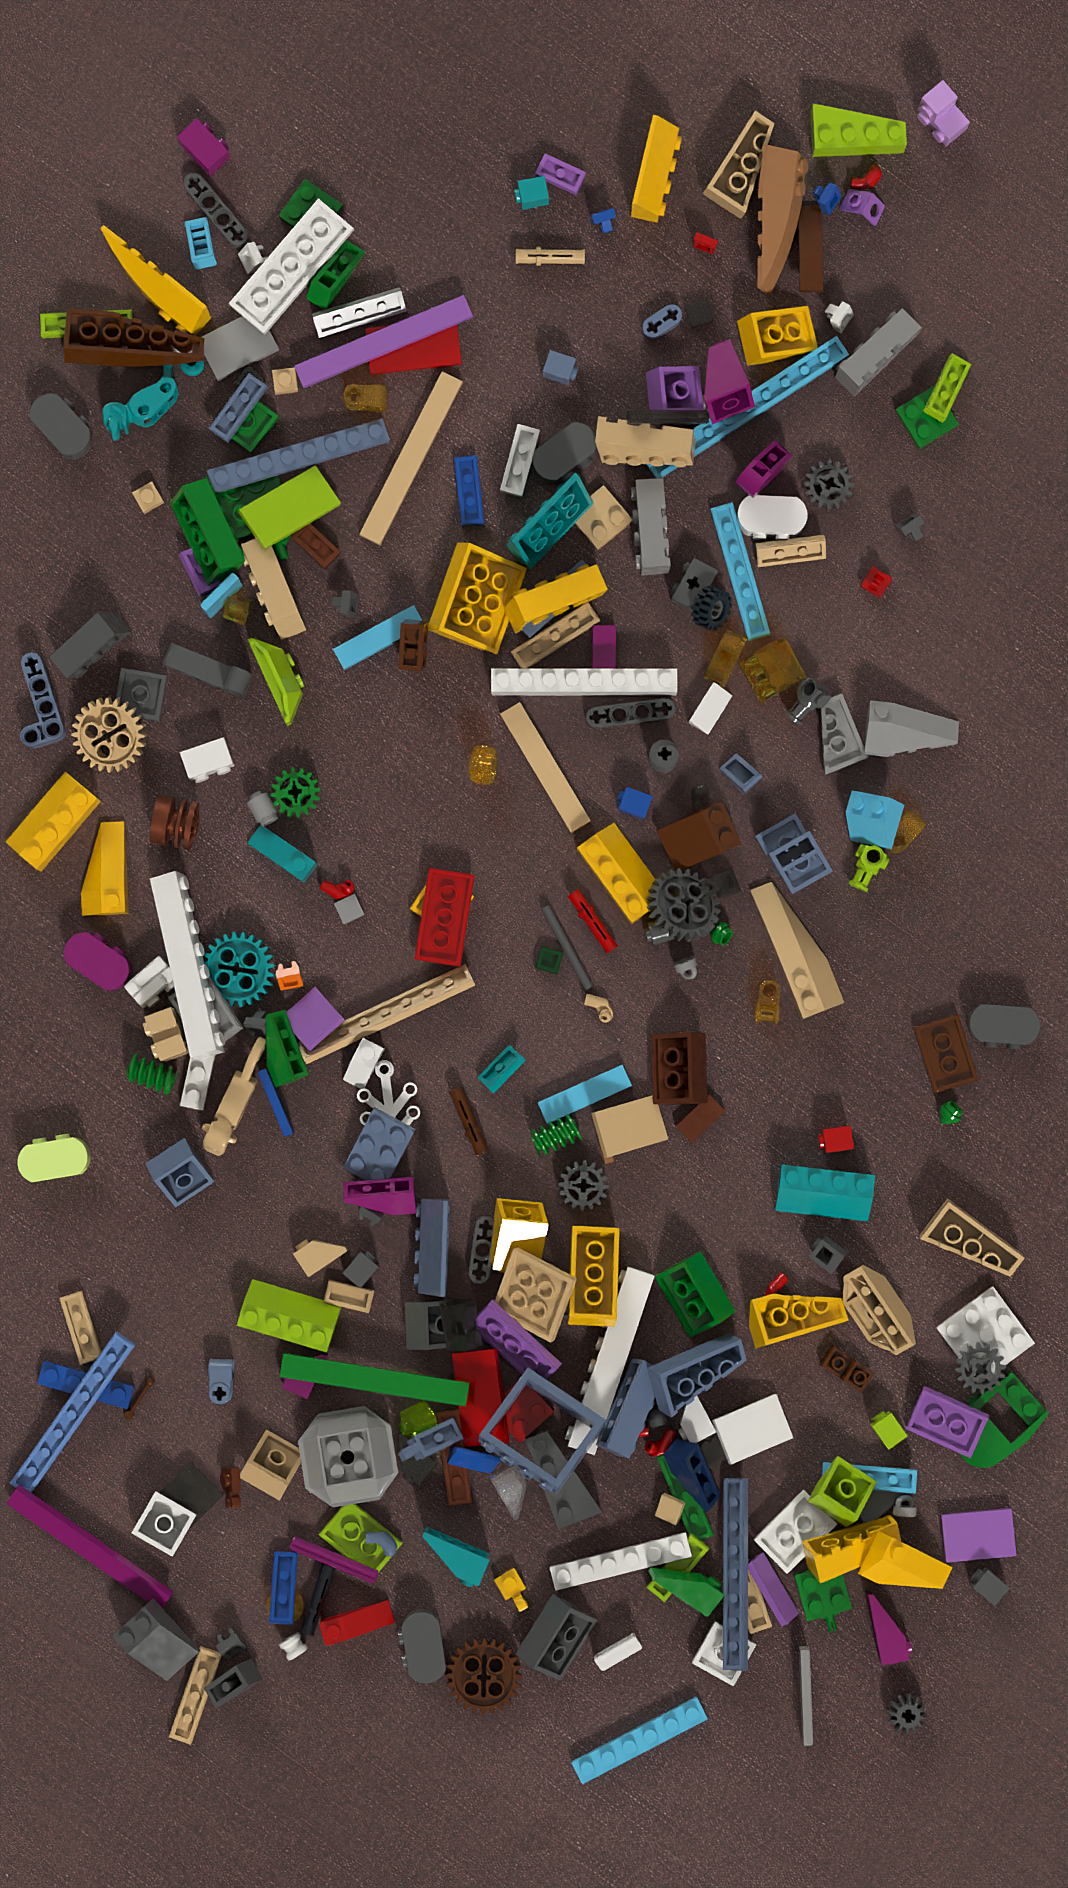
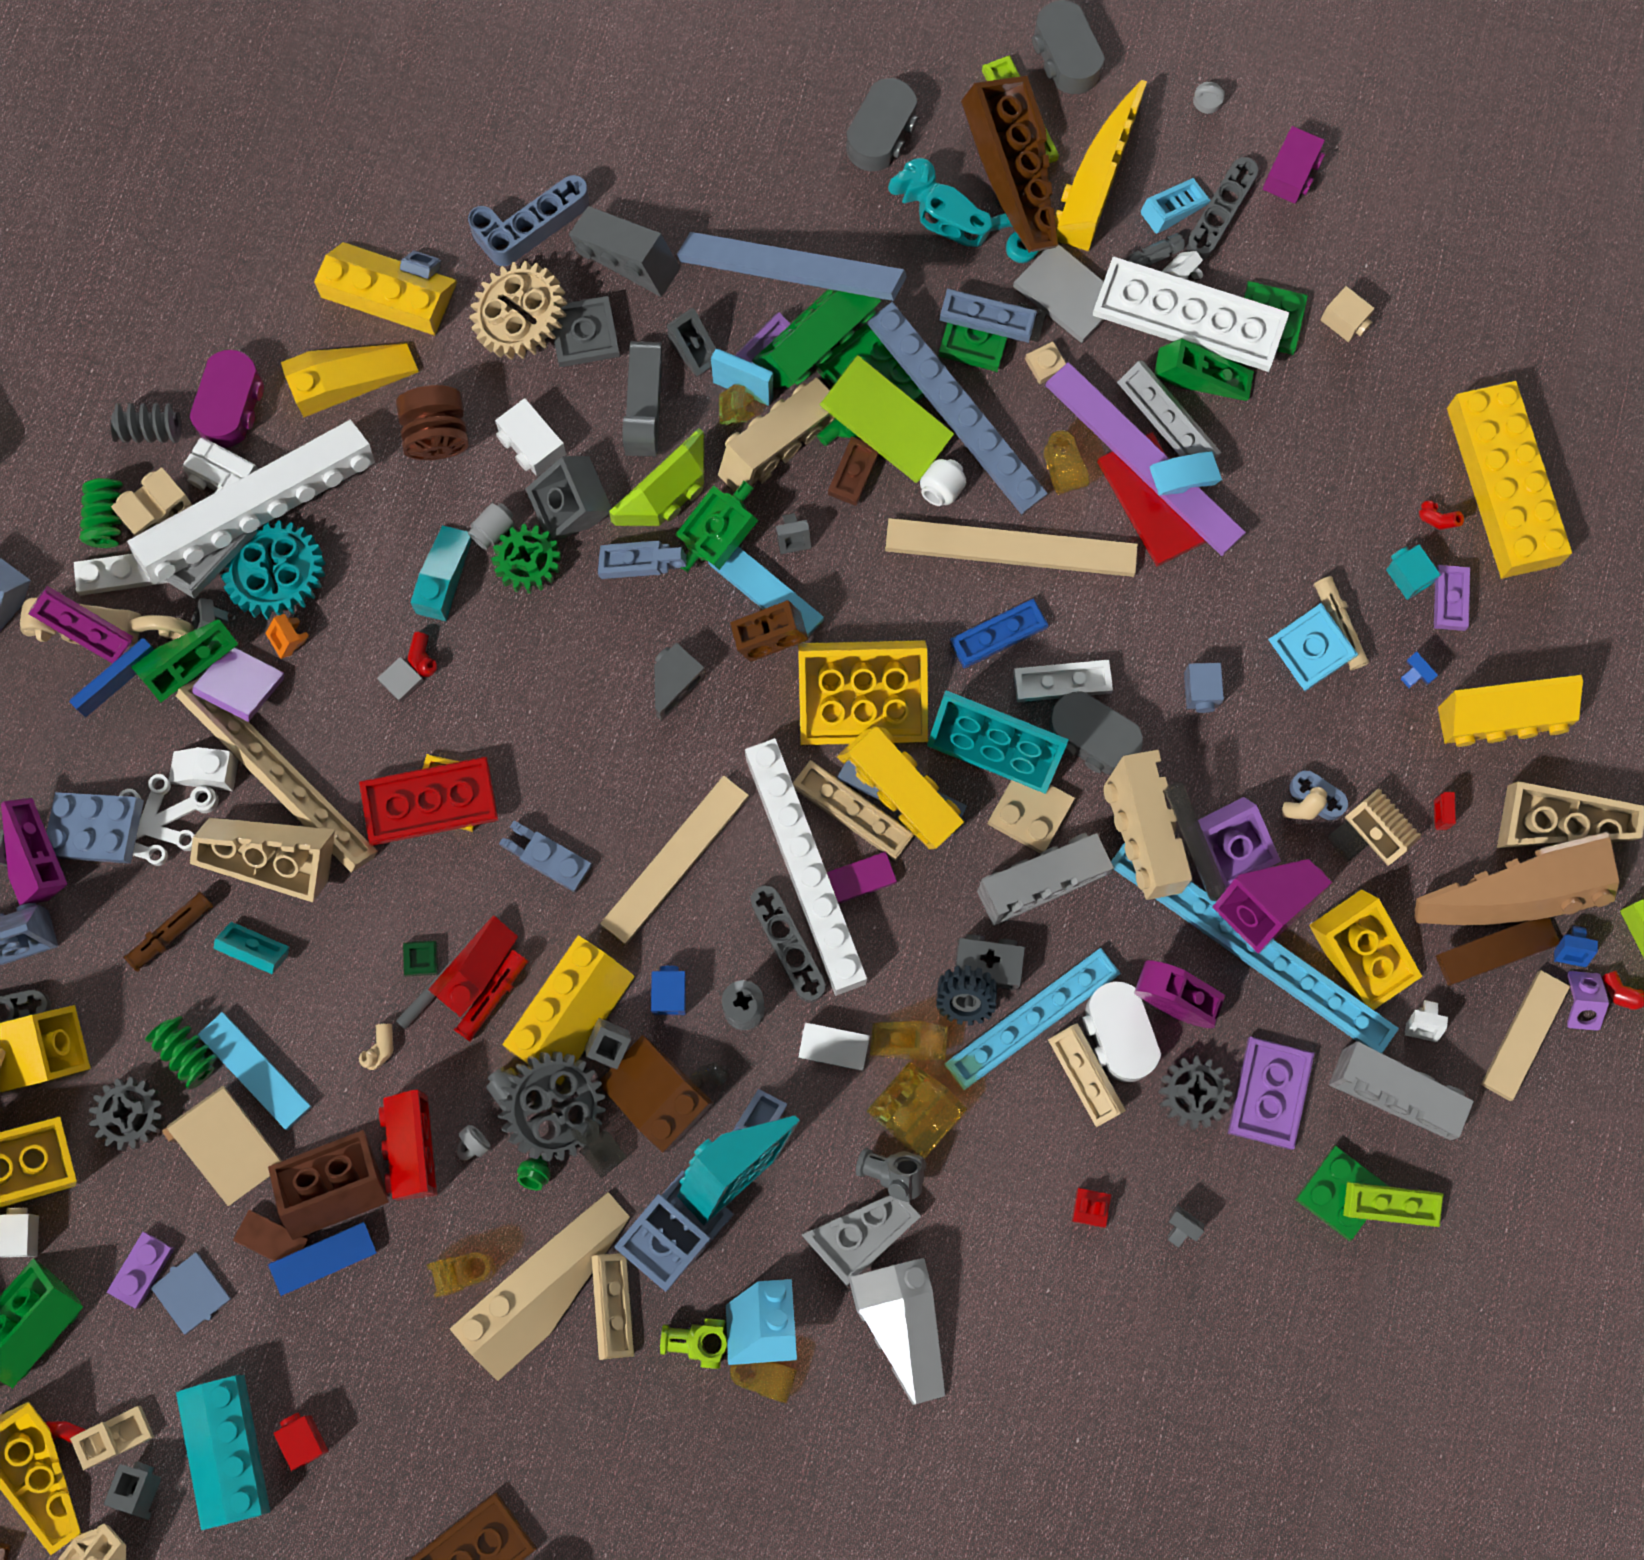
camera: 65 degrees right, 10 degrees down
(46, 792) = (420, 264): none -> sand blue tile
(51, 269) = (1068, 47): none -> dark grey brick
(95, 1023) = (145, 424): none -> dark grey piece
(126, 185) = (1208, 97): none -> light grey tile
(148, 497) = (836, 248): tan plate -> none
(155, 530) = (792, 266): none -> sand blue tile
(180, 621) = (691, 341): none -> dark grey slope
(231, 270) = (1158, 250): none -> dark grey axle
(237, 1109) = (80, 625): none -> magenta tile
(262, 748) = (568, 497): none -> dark grey slope
(324, 654) = (717, 526): none -> green plate
(326, 716) = (638, 559): none -> sand blue hinge
(331, 157) = (1348, 314): none -> tan brick
(348, 486) = (942, 482): none -> white head
(408, 318) = (1185, 472): none -> medium azure slope
(419, 722) = (674, 678): none -> dark grey slope
(442, 1037) = (266, 854): none -> tan wedge
(483, 765) = (646, 776): clear yellow gear -> none
(492, 99) = (1509, 479): none -> yellow brick
(502, 159) = (1438, 520): none -> red arm
(512, 851) = (548, 857): none -> sand blue hinge
(560, 282) = (1313, 647): none -> medium azure tile
(570, 925) = (474, 966): none -> red slope
(655, 854) = (607, 1043): none -> dark grey brick
(669, 331) = (1308, 808): none -> tan arm
(674, 1008) = (408, 1146): none -> red slope
(688, 1209) = (140, 1270): none -> medium lavender plate
(701, 288) = (1383, 827): none -> tan brick
(715, 1181) = (191, 1293): none -> sand blue piece
(725, 1088) = (322, 1258): none -> blue tile
(773, 802) = (731, 1164): none -> teal slope
(789, 1258) = (112, 1437): none -> tan slope
(825, 912) = (612, 1306): none -> tan tile
(846, 436) = (1271, 1093): none -> medium lavender tile
(870, 255) = (1525, 1035): none -> tan tile

